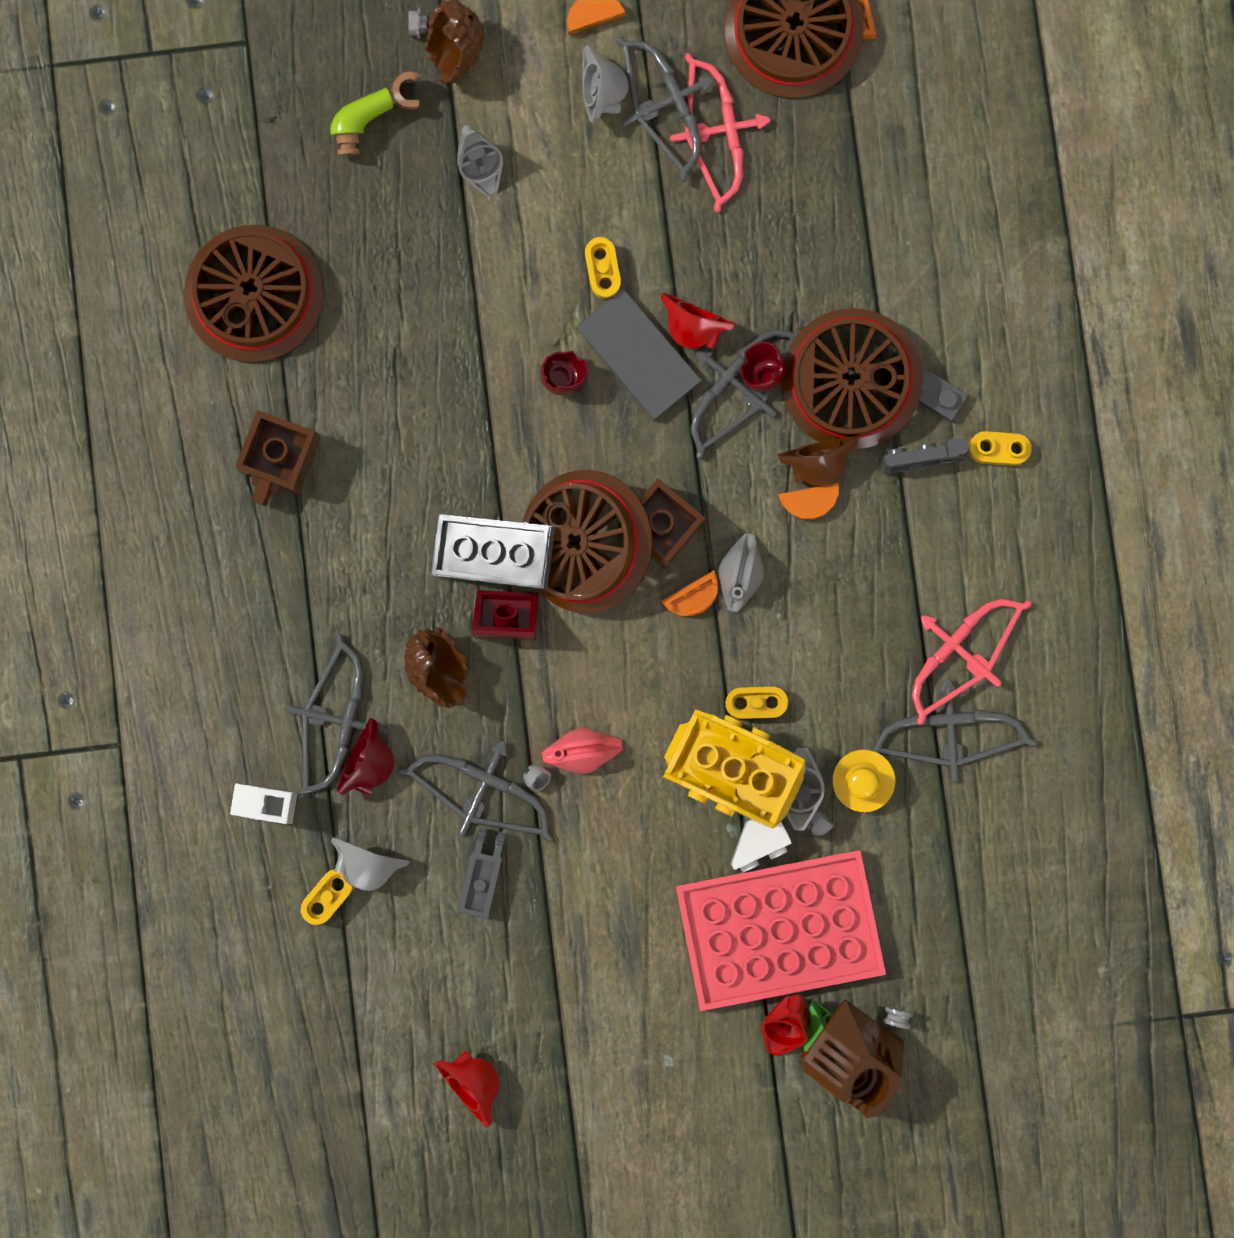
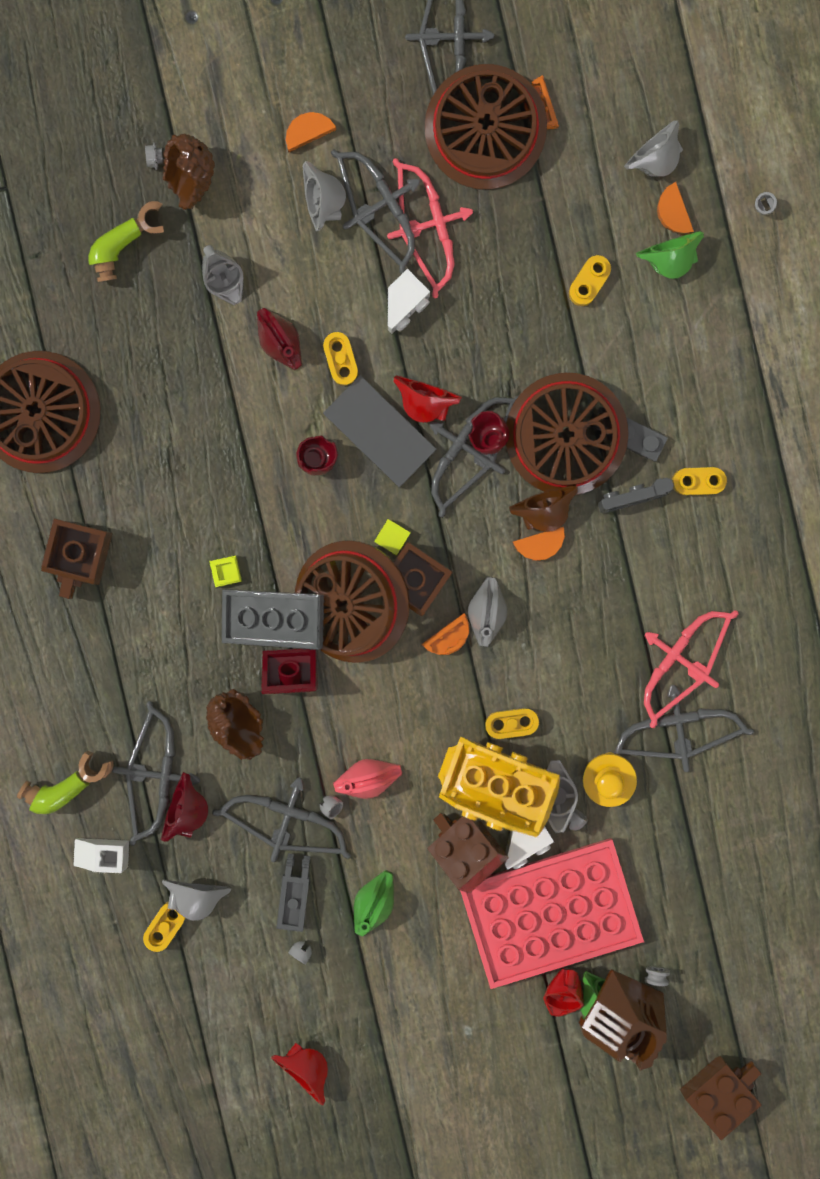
camera: 10 degrees left, 5 degrees up
(214, 733) = (52, 798): none -> piece
(444, 494) = (225, 571): none -> neon yellow tile
(480, 946) = (299, 953): none -> light grey hinge
(535, 239) = (279, 338): none -> dark red hat
(573, 897) = (374, 903): none -> bright green hat
(640, 475) = (392, 537): none -> neon yellow tile
(683, 207) = (405, 298): none -> white slope
(688, 843) = (466, 851): none -> reddish brown hinge
(896, 209) = (589, 279): none -> yellow plate
(963, 1167) = (723, 1095): none -> reddish brown hinge
(987, 78) = (659, 154): none -> light grey hat
(992, 193) = (673, 256): none -> bright green hat
(997, 143) = (673, 212): none -> orange tile
(1109, 140) = (771, 200): none -> light grey hinge

